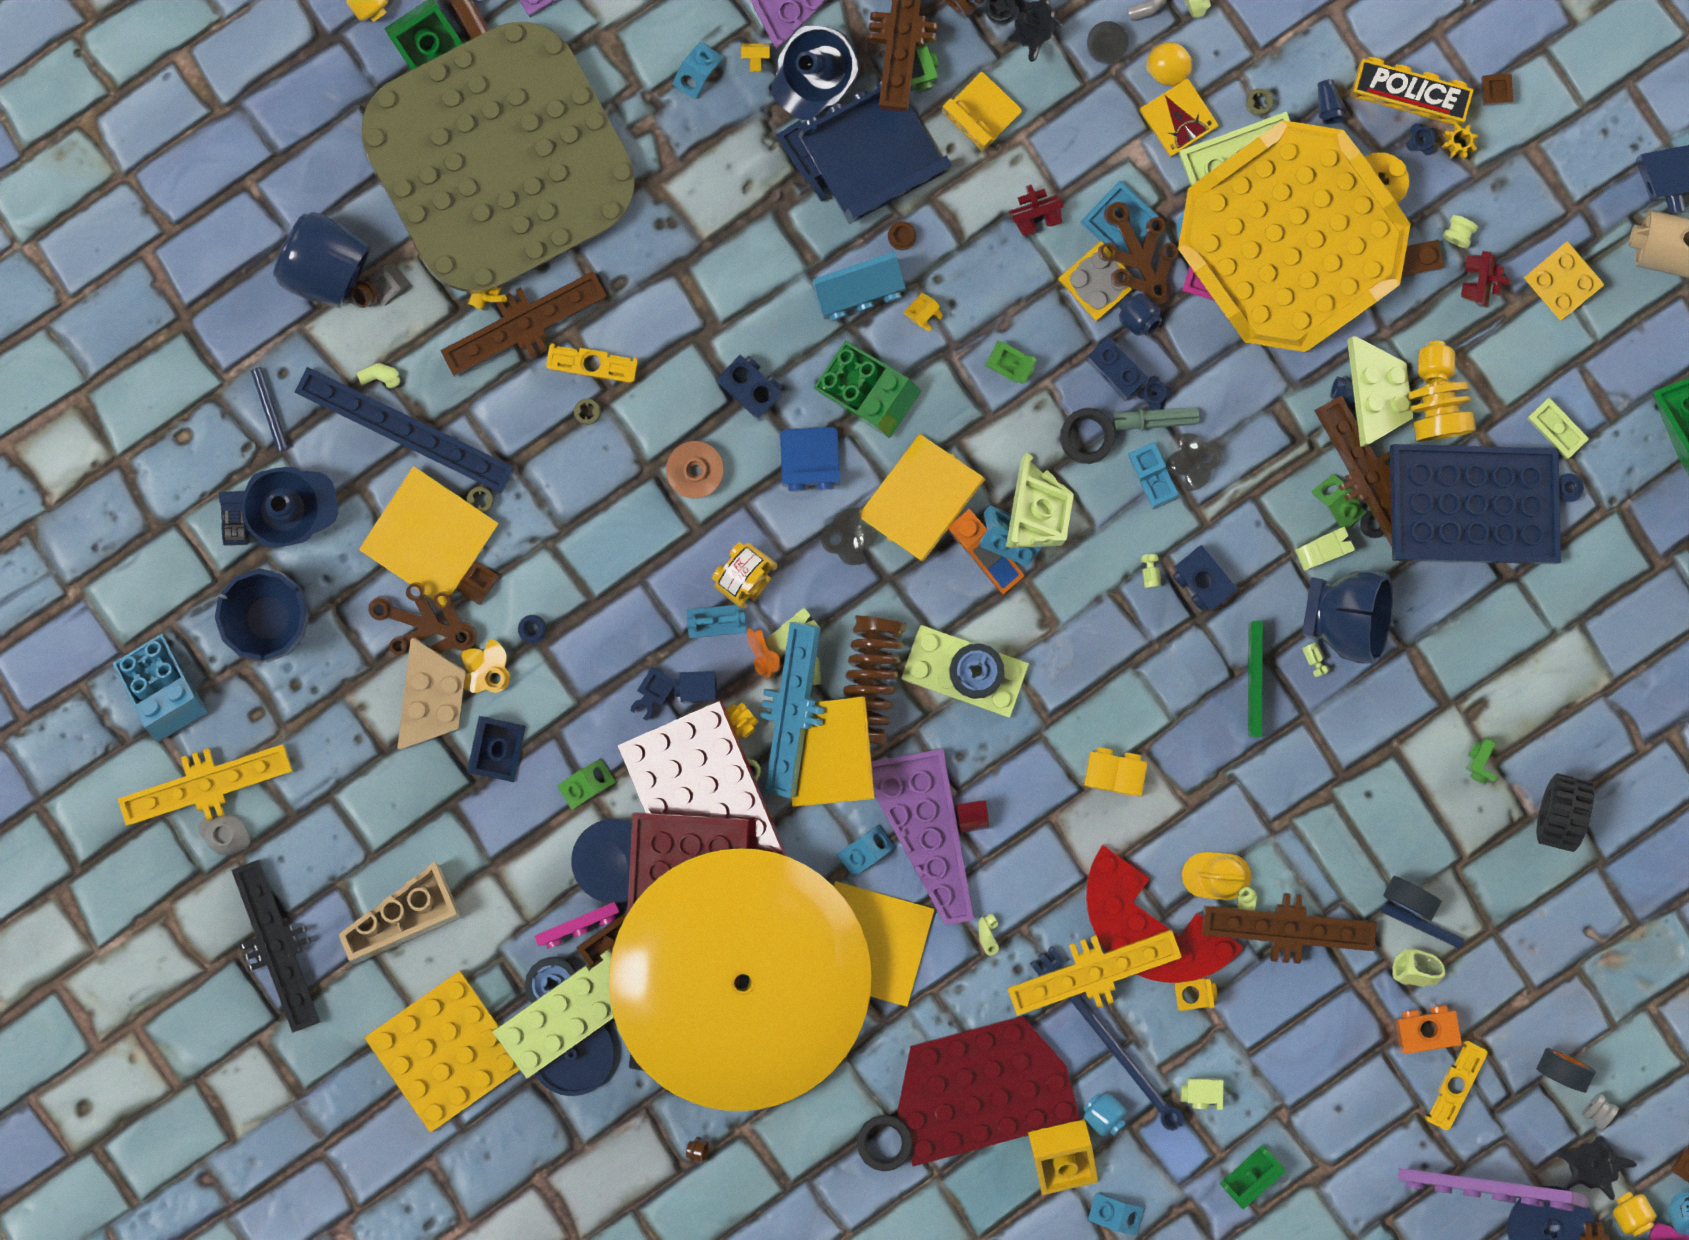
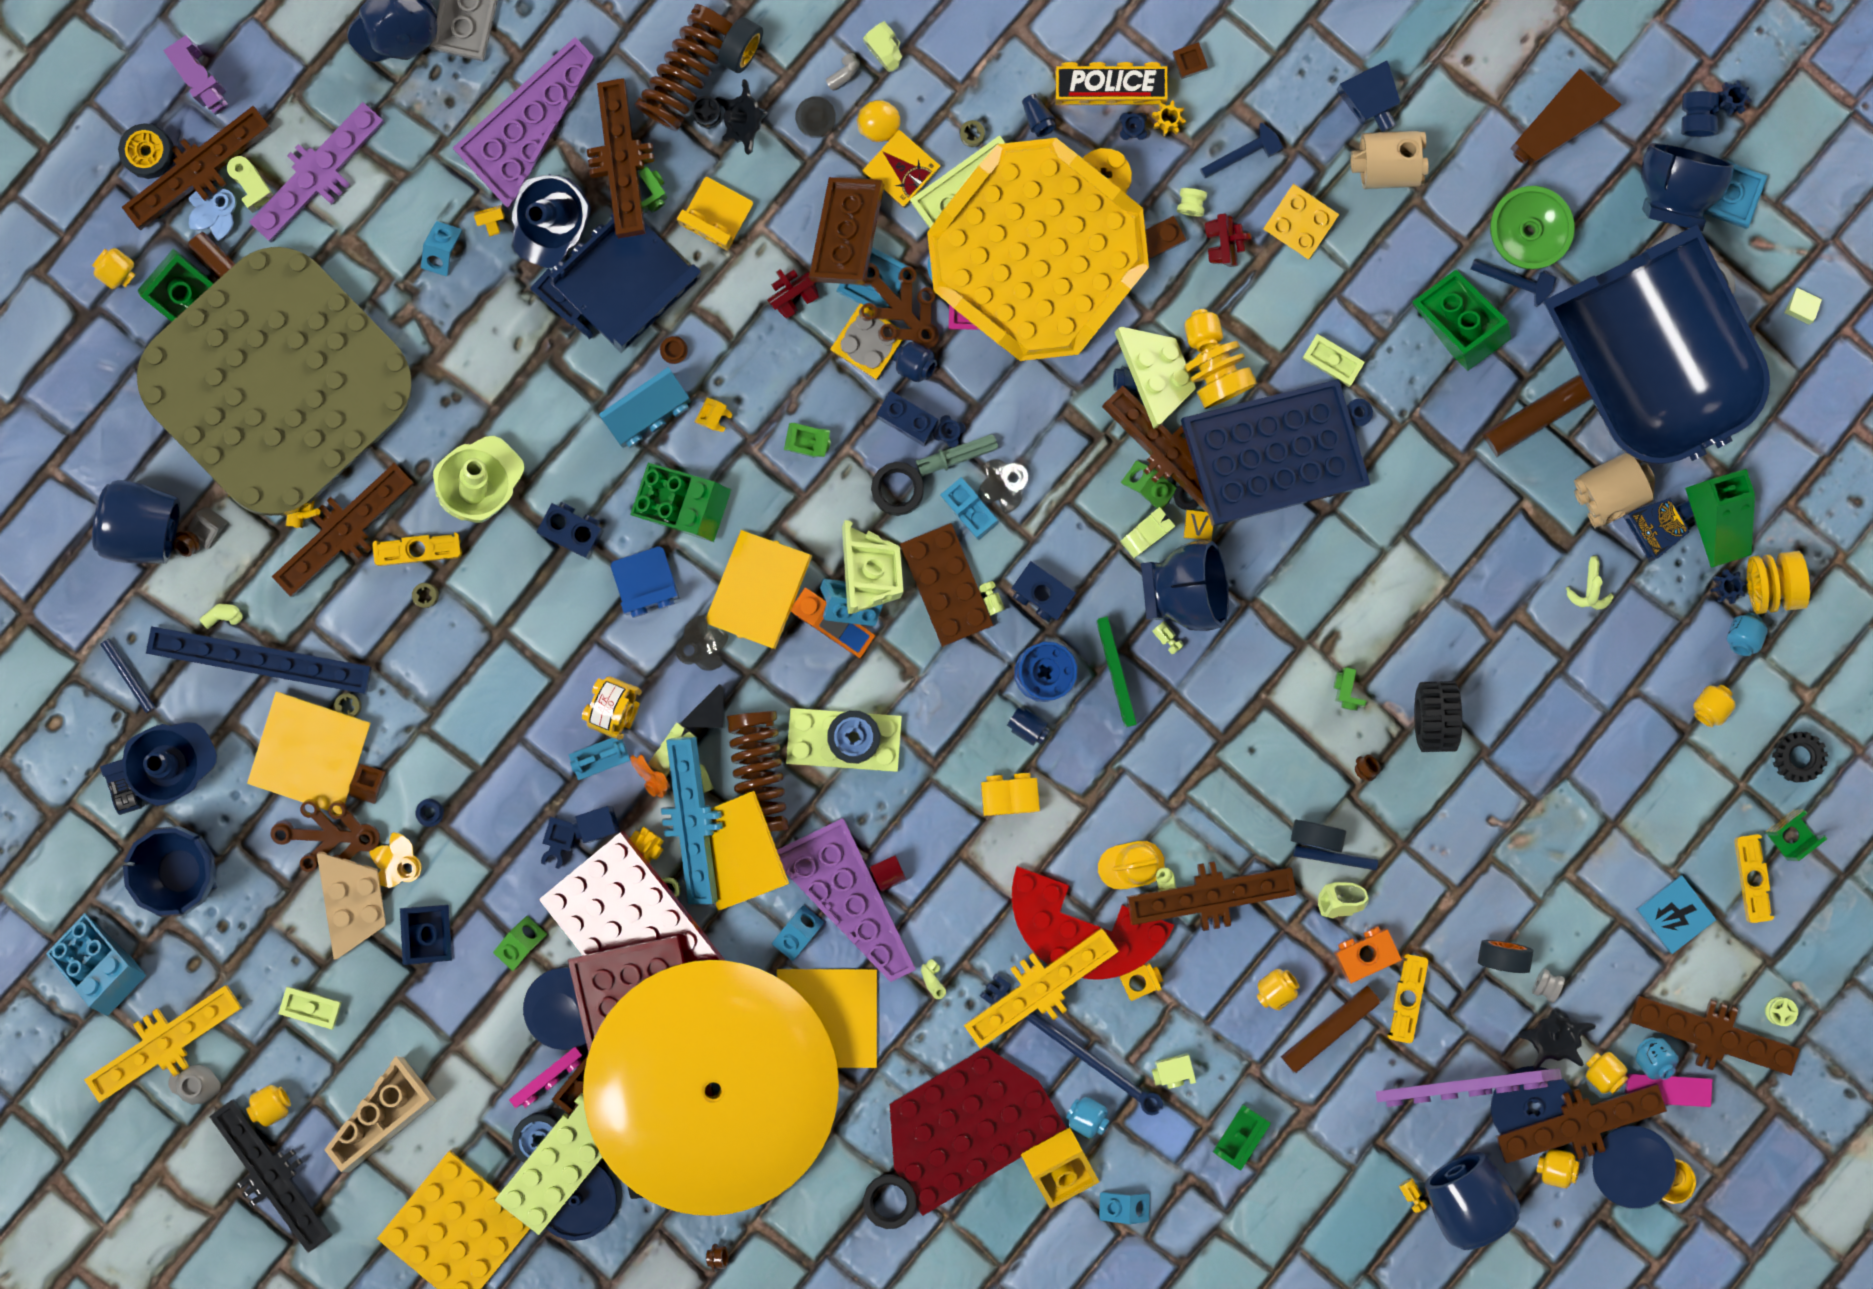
camera: 10 degrees left, 0 degrees up
(293, 875) = (268, 1105): none -> yellow head
(360, 790) = (310, 1008): none -> yellowish green plate
(672, 310) = (477, 479): none -> yellowish green piece
(689, 455) = (526, 617): nougat dish -> none
(837, 607) = (709, 712): none -> black slope
(1108, 165) = (846, 231): none -> reddish brown plate
(1109, 545) = (946, 584): none -> reddish brown plate
(1153, 709) = (1028, 726): none -> dark blue brick
(1202, 659) = (1061, 675): none -> blue wheel
(1329, 1040) = (1277, 989): none -> yellow head
(1371, 1094) = (1330, 1029): none -> reddish brown brick
(1376, 556) = (1197, 525): none -> yellow tile
(1479, 844) = (1367, 767): none -> reddish brown plate
(1552, 190) = (1267, 140): none -> dark blue piece

